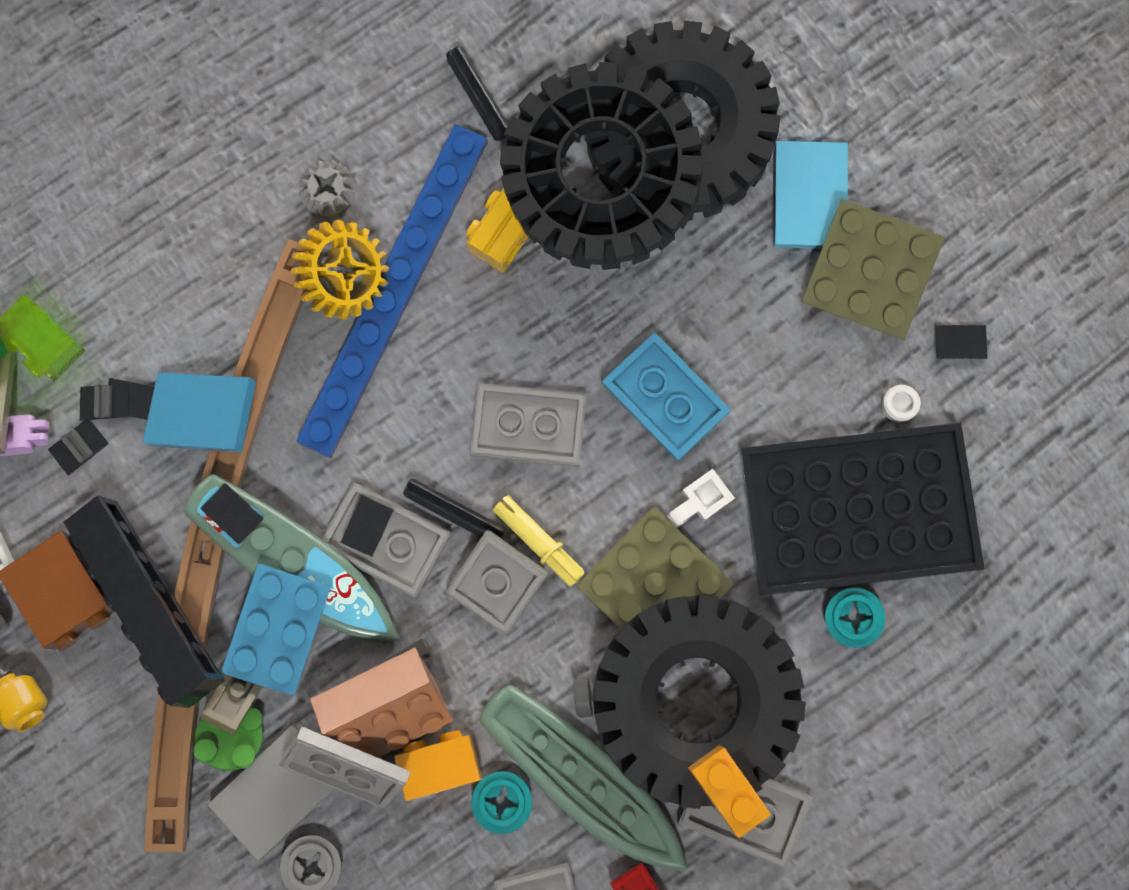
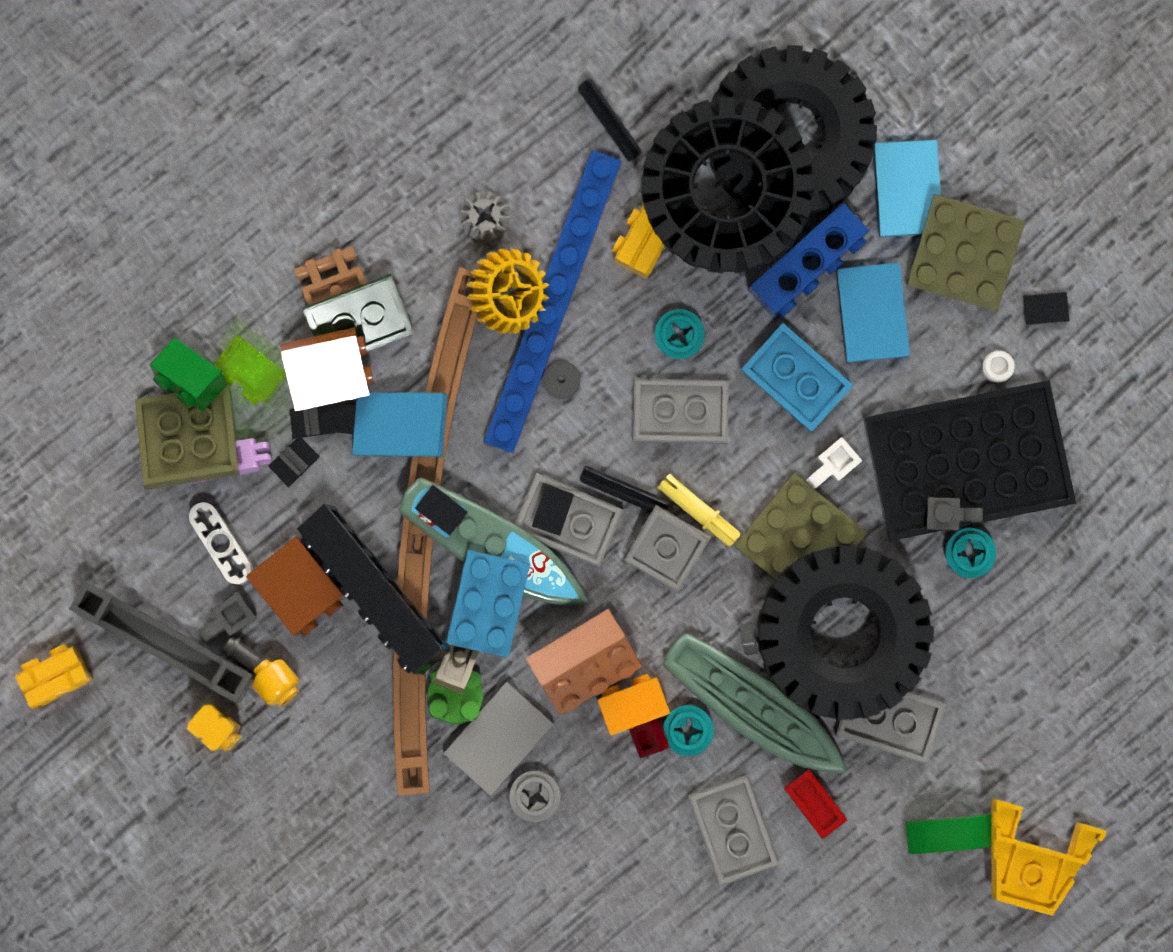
camera: 10 degrees left, 5 degrees up
(121, 341) = (326, 369): none -> brick
(148, 256) = (332, 285): none -> medium nougat plate
(167, 291) = (370, 308): none -> tile
(344, 768) = (558, 712): light grey tile -> none
(399, 389) = (565, 370): none -> dark grey wheel
(454, 808) = (649, 738): none -> dark red plate
(541, 321) = (683, 320): none -> teal gear
(728, 225) = (839, 223): none -> blue brick
(729, 791) = (876, 703): light orange brick -> none
(760, 331) = (873, 313): none -> dark azure tile
(829, 569) = (946, 514): none -> dark grey plate

